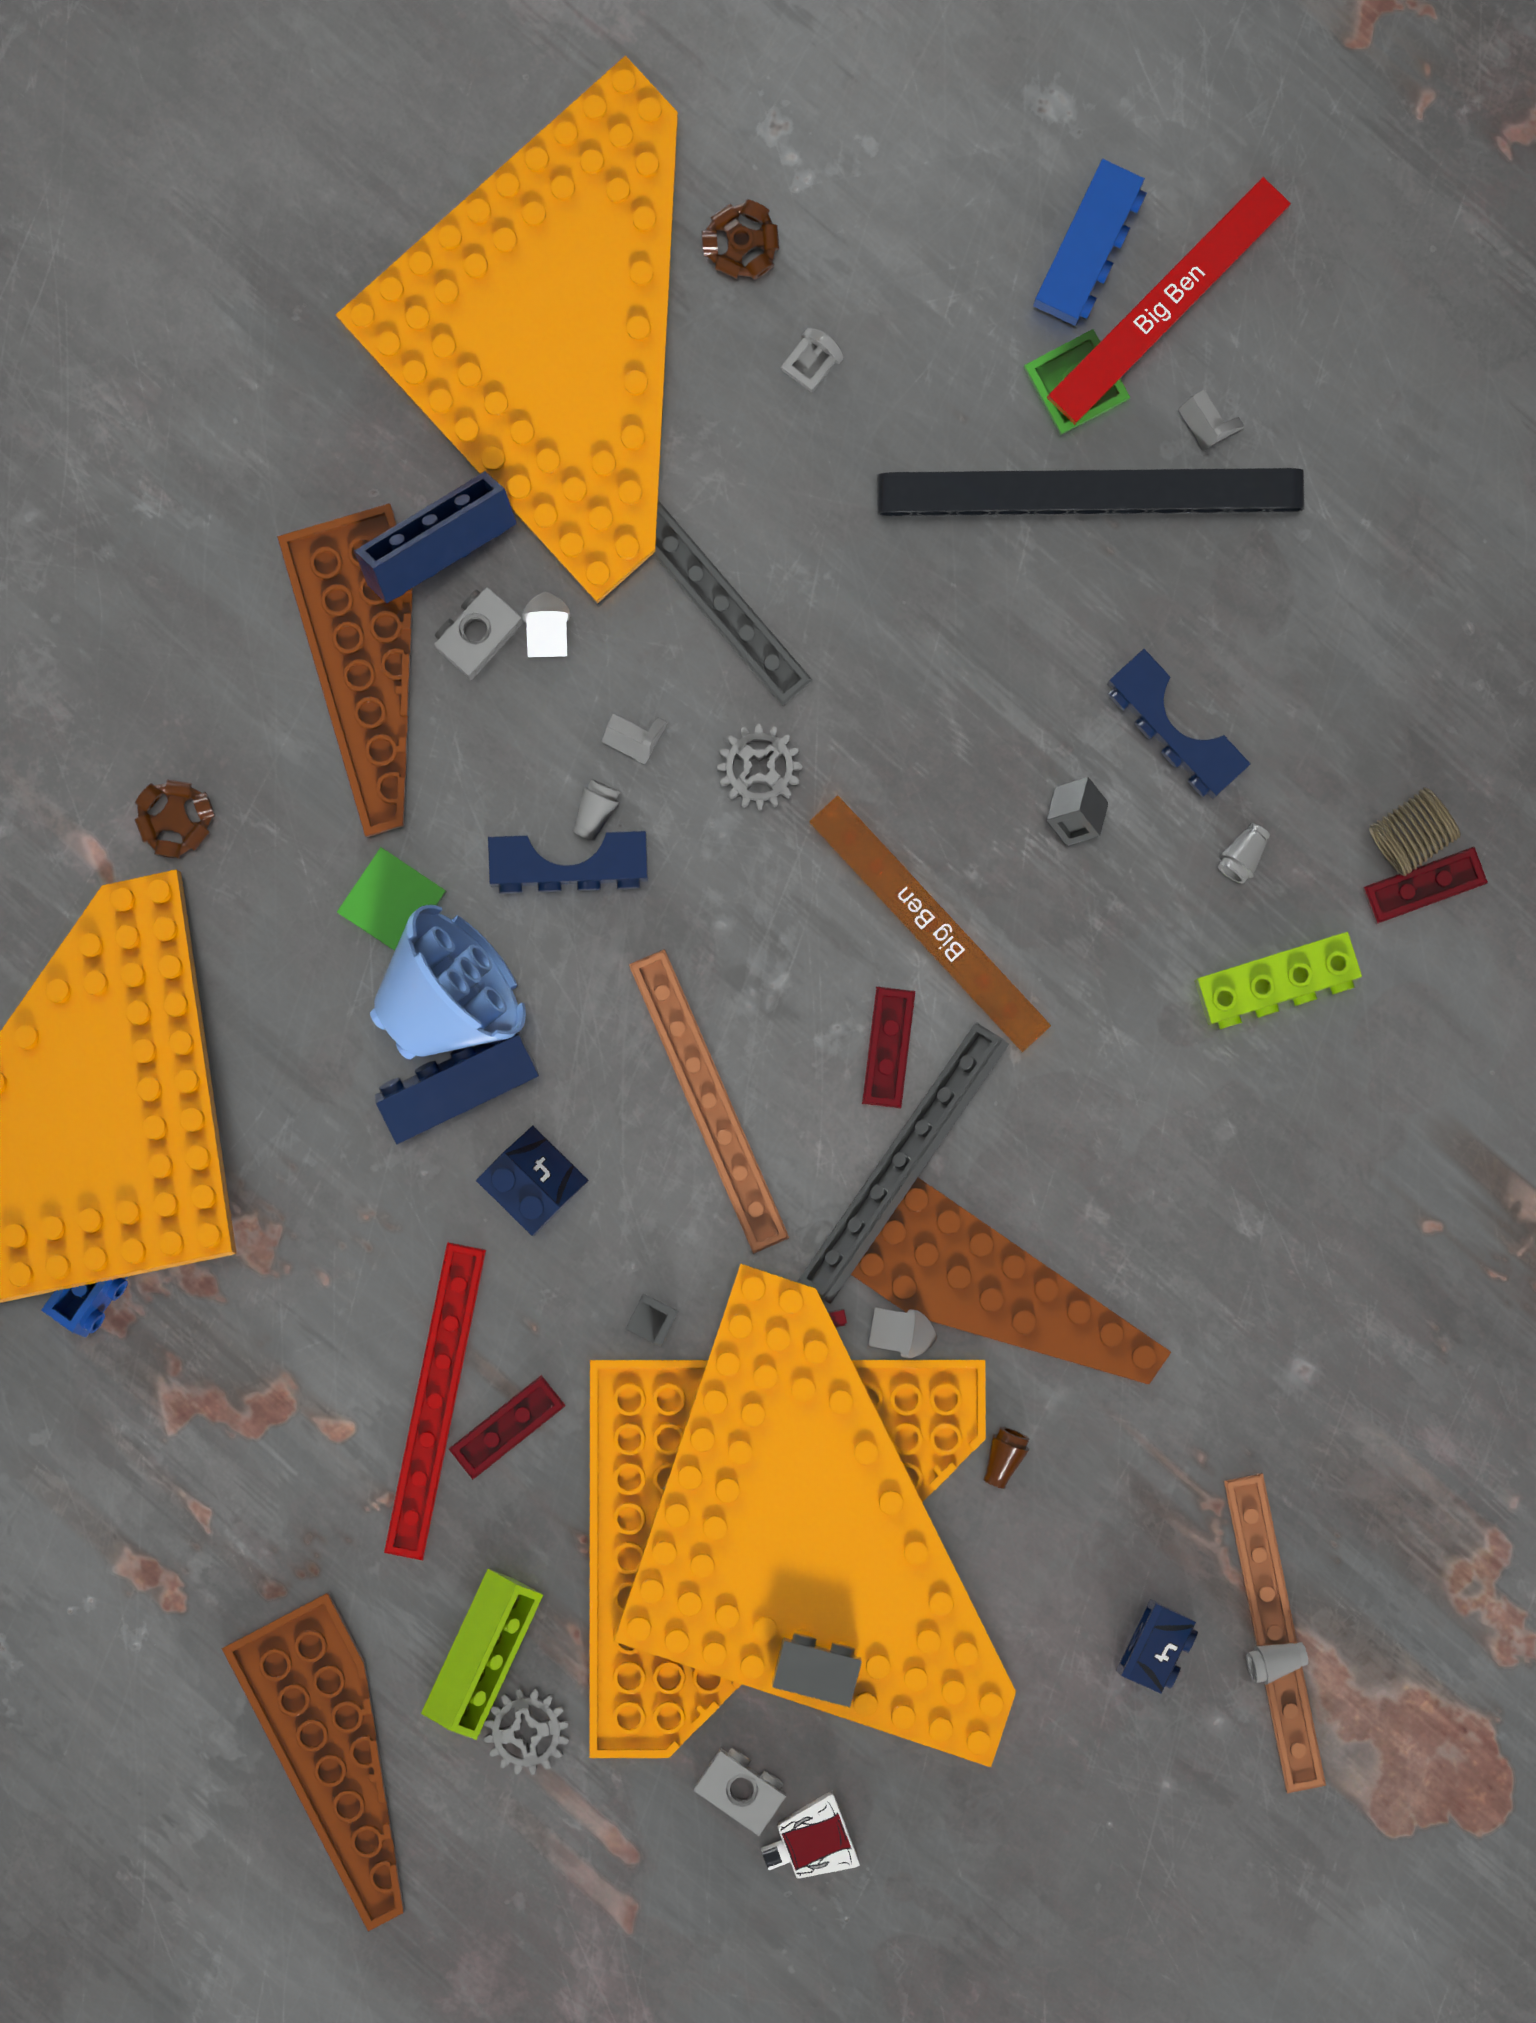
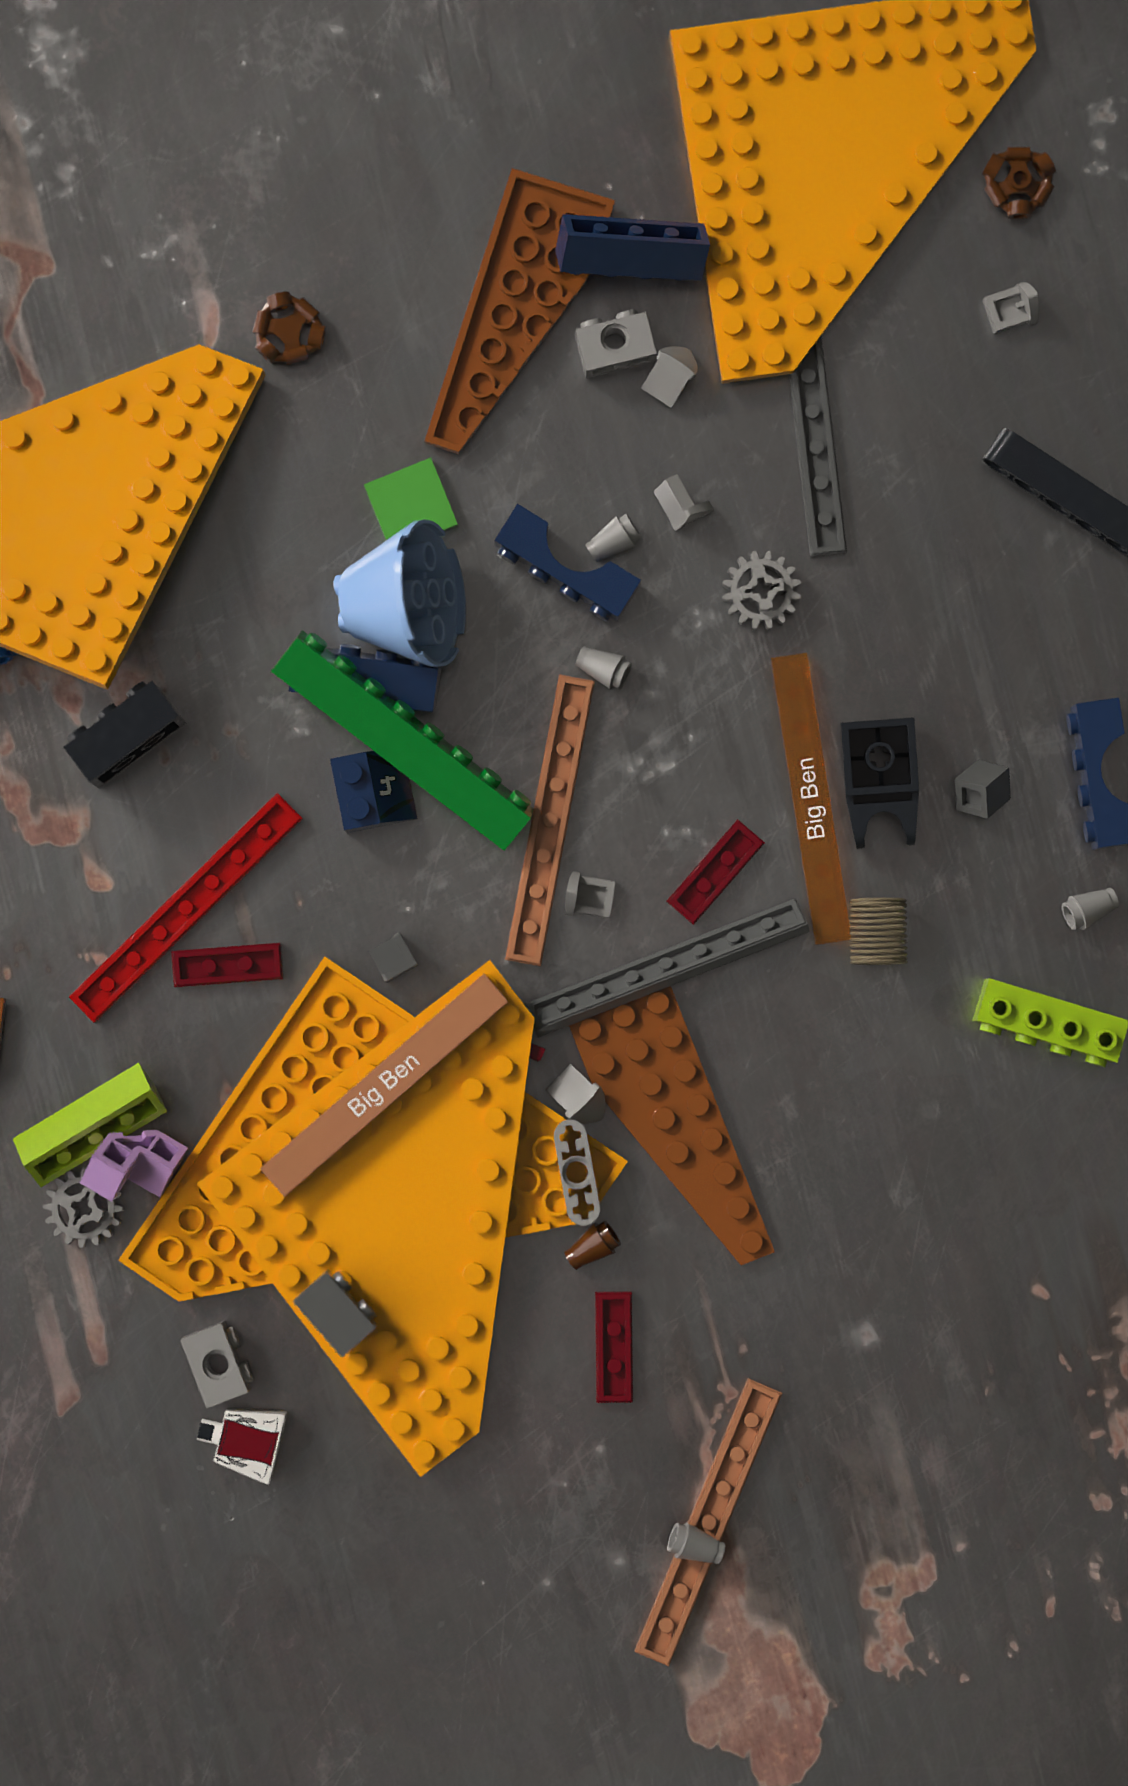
camera: 30 degrees right, 0 degrees up
(274, 1282) = (123, 733): none -> black brick
(530, 1118) = (403, 739): none -> green brick
(551, 1652) = (143, 1159): none -> lavender brick
(665, 930) = (605, 667): none -> light grey cone
(722, 1439) = (383, 1085): none -> nougat tile
(790, 1145) = (589, 896): none -> light grey tile
(974, 1415) = (572, 1201): none -> light grey beam
(987, 872) = (884, 788): none -> black brick
(1078, 1001) = (895, 947): none -> dark tan piece
(1085, 1534) = (614, 1347): none -> dark red tile
(1156, 1647) = (610, 1471): dark blue slope -> none

